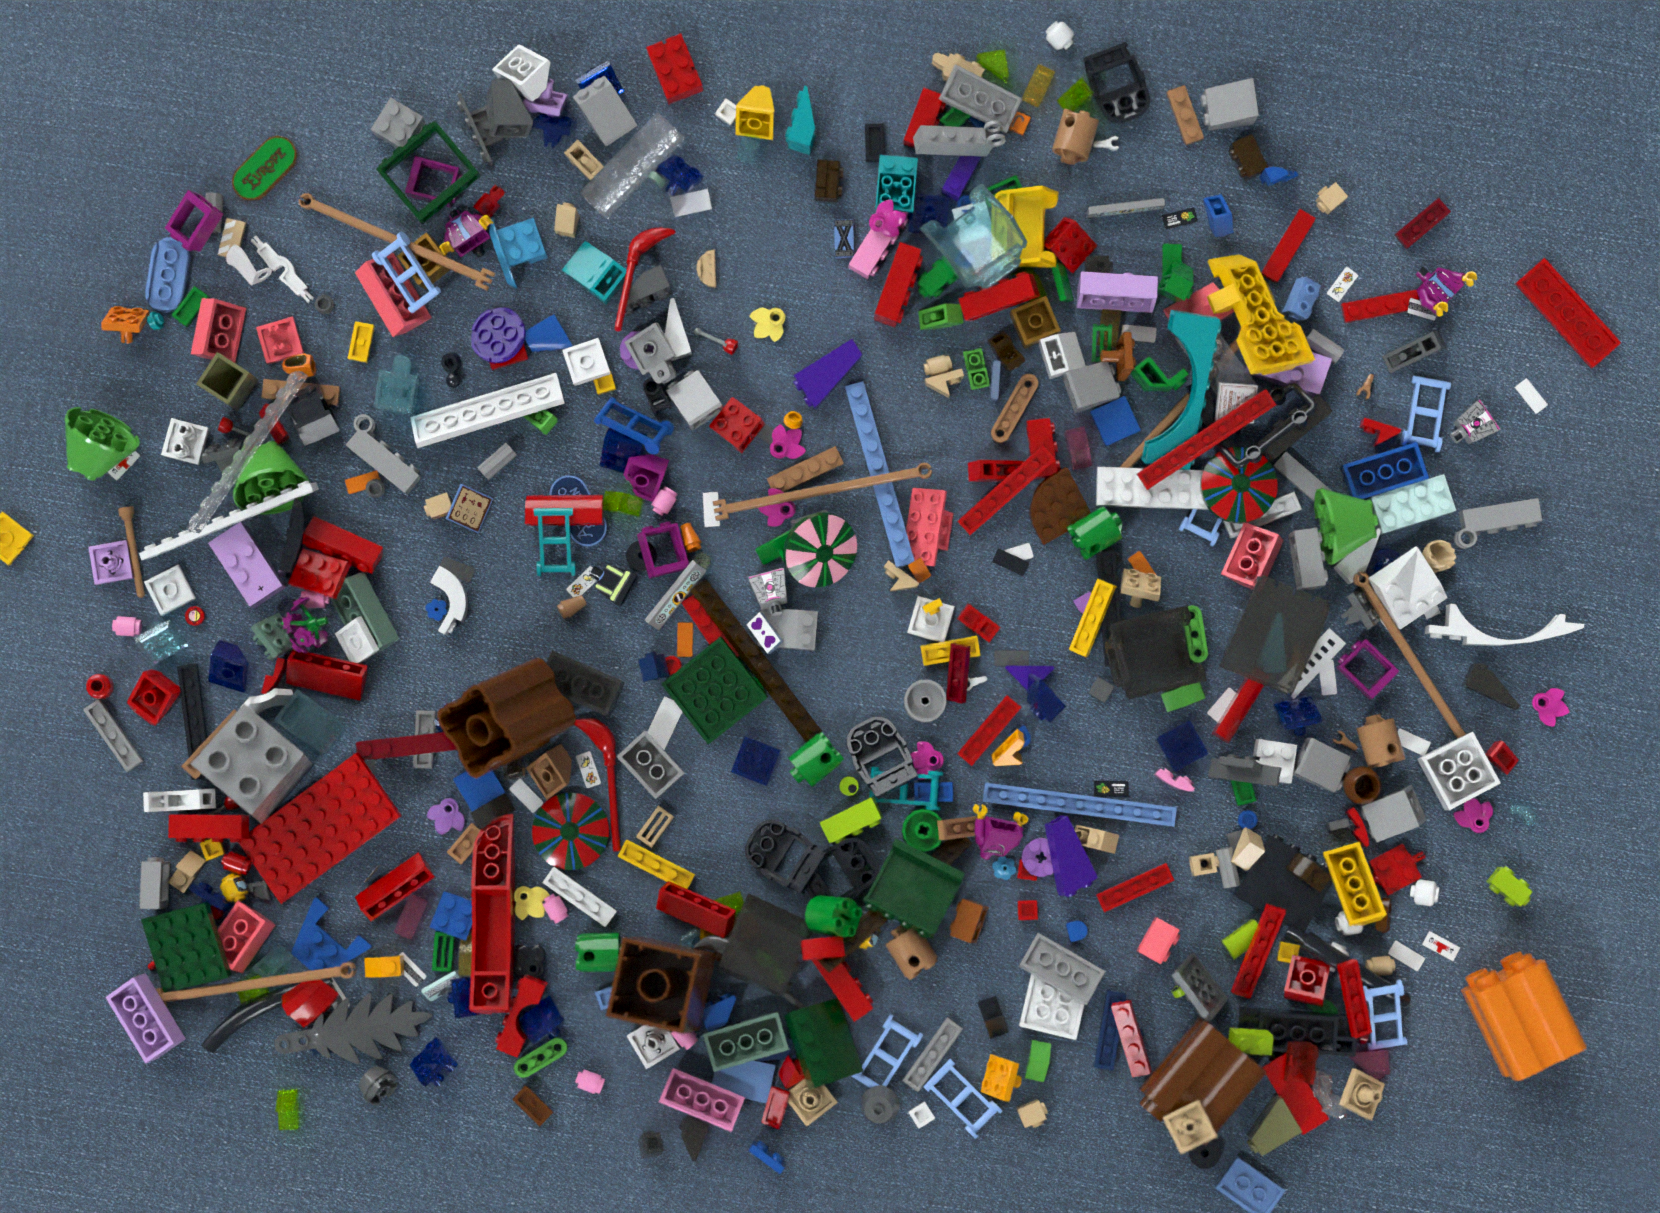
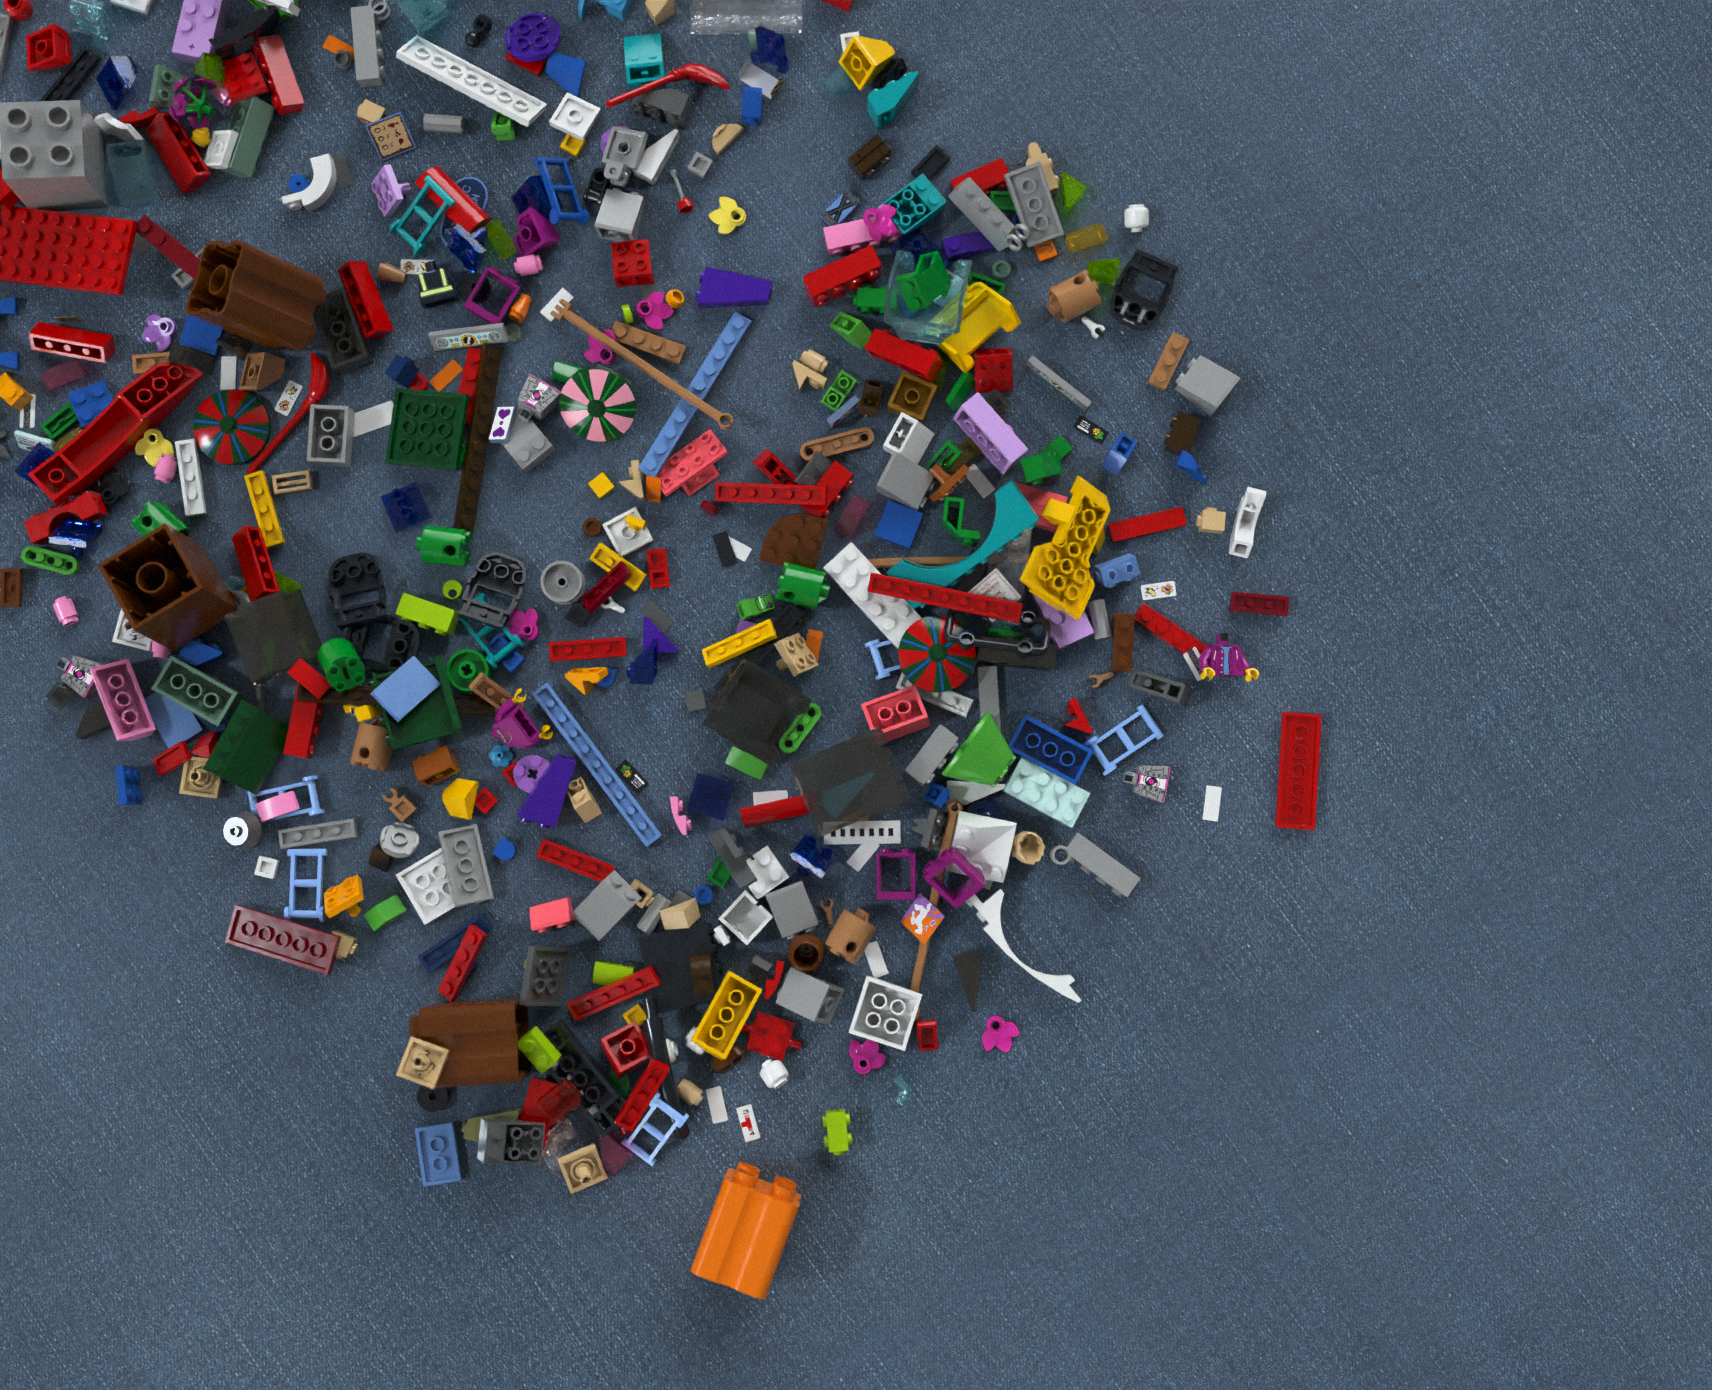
camera: 45 degrees right, 0 degrees up
(194, 616) = (133, 25): tile -> none
(291, 590) = (210, 67): none -> clear neon green slope
(331, 646) = (201, 136): none -> yellow plate
(510, 548) = (388, 190): none -> lavender plate
(574, 643) = (365, 299): none -> red brick
(611, 531) = (468, 247): none -> clear blue plate
(649, 1114) = (78, 675): none -> torso
(708, 227) = (752, 105): none -> blue slope
(712, 306) = (700, 165): none -> light grey plate
(770, 465) = (627, 313): none -> lime tile
(780, 100) = (895, 70): none -> black hinge
(877, 605) = (601, 485): none -> yellow tile
(884, 932) = (367, 712): none -> yellow slope
(887, 1063) = (277, 806): none -> bright pink slope
(897, 886) = (405, 688): none -> medium blue tile
(901, 641) = (592, 527): none -> reddish brown tile
(956, 713) = (577, 615): none -> black plate
(967, 233) = (925, 283): none -> green piece
(971, 544) = (709, 508): none -> dark red tile
(974, 974) = (401, 806): none -> medium nougat plate
(989, 1151) = (283, 939): none -> plate
(997, 998) = (399, 840): none -> light grey tile
(1001, 167) = (1001, 269): none -> sand green tile
(1008, 925) = (460, 798): none -> yellow slope
(1019, 443) = (814, 470): none -> dark grey plate
(1076, 581) = (755, 607): none -> bright green leg
(1192, 894) = (606, 905): none -> light grey slope
(1268, 421) = (1005, 631): none -> green plate
(1292, 833) = (722, 935): none -> white plate
(1295, 803) = (746, 917): none -> white piece
(1298, 1123) = (510, 1141): none -> dark grey slope
(1339, 583) = (937, 795): none -> blue plate
(1355, 176) = (1245, 522): none -> white arch
(1365, 354) = (1123, 639): none -> reddish brown arch
(1417, 680) = (922, 918): none -> sticker
(1428, 631) = (963, 892): none -> magenta window

